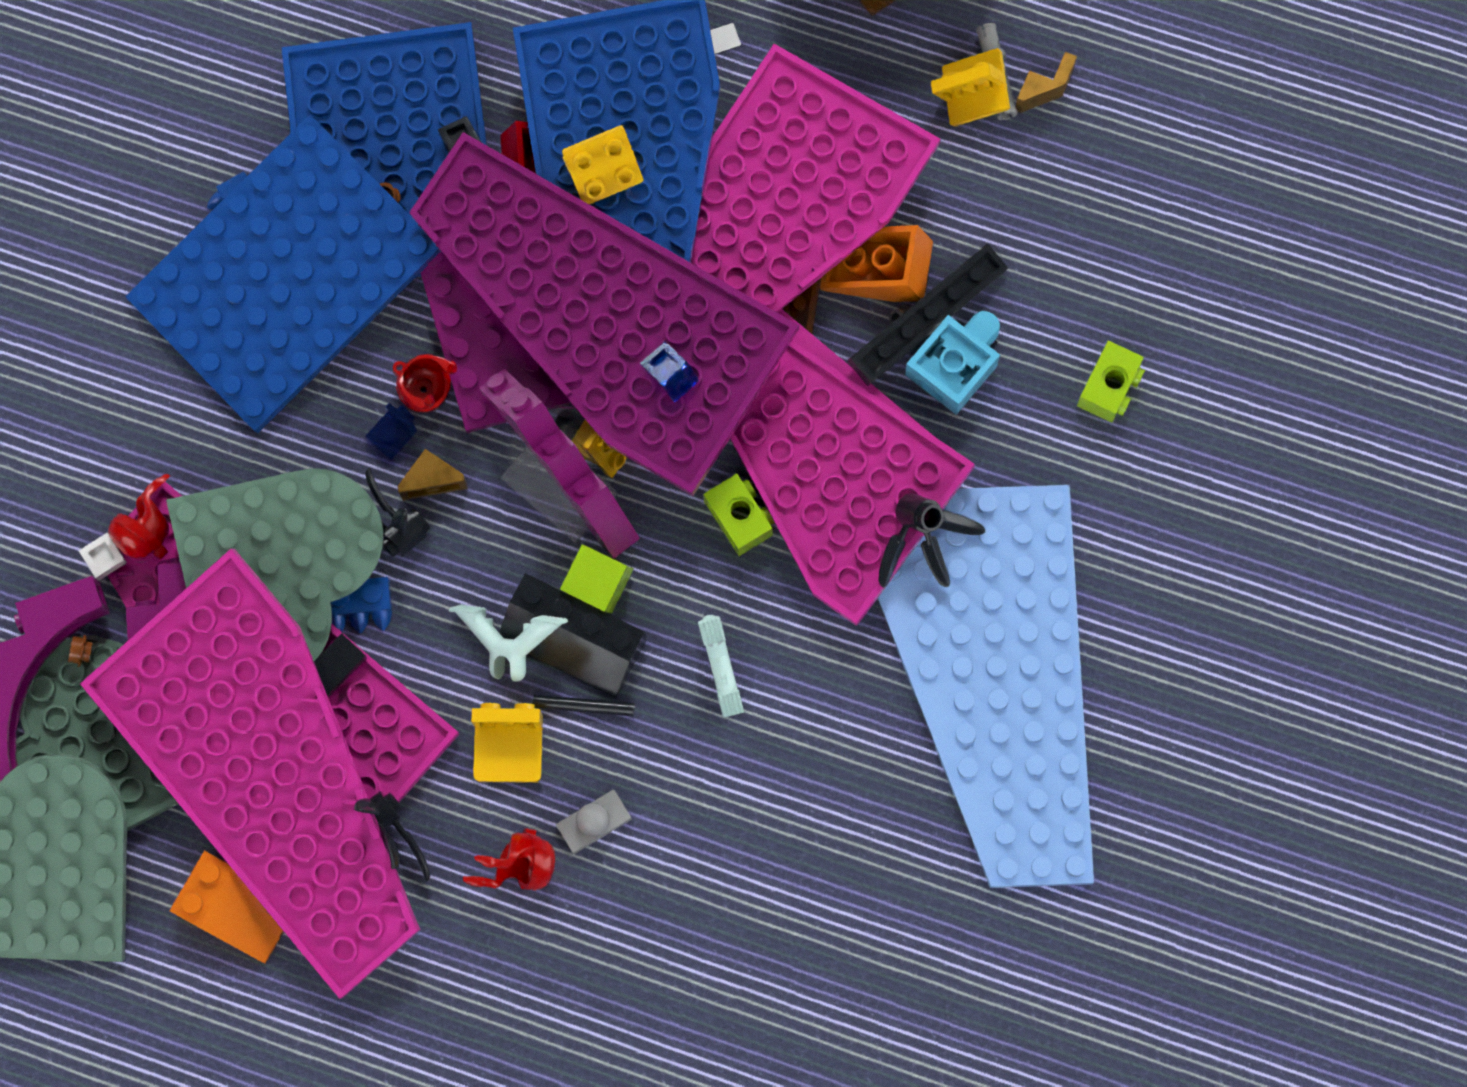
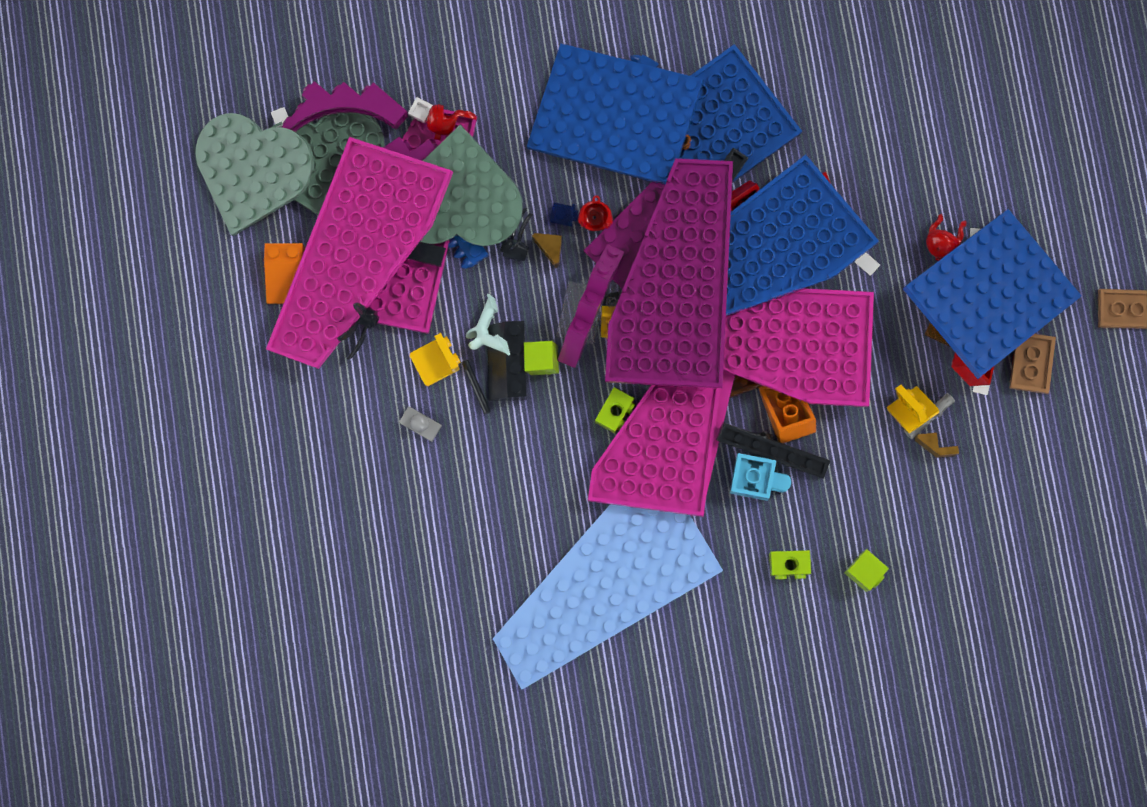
camera: 60 degrees right, 5 degrees up
(79, 650) = (368, 126): dark orange plate -> none
(523, 858) = (383, 399): red hair -> none
(602, 165) = (753, 241): yellow bracket -> none
(670, 371) = (660, 335): clear blue bracket -> none
(714, 640) = (541, 433): light aqua piece -> none
(924, 516) = (658, 505): black plant -> none
(1180, 277) = (867, 571): none -> lime head

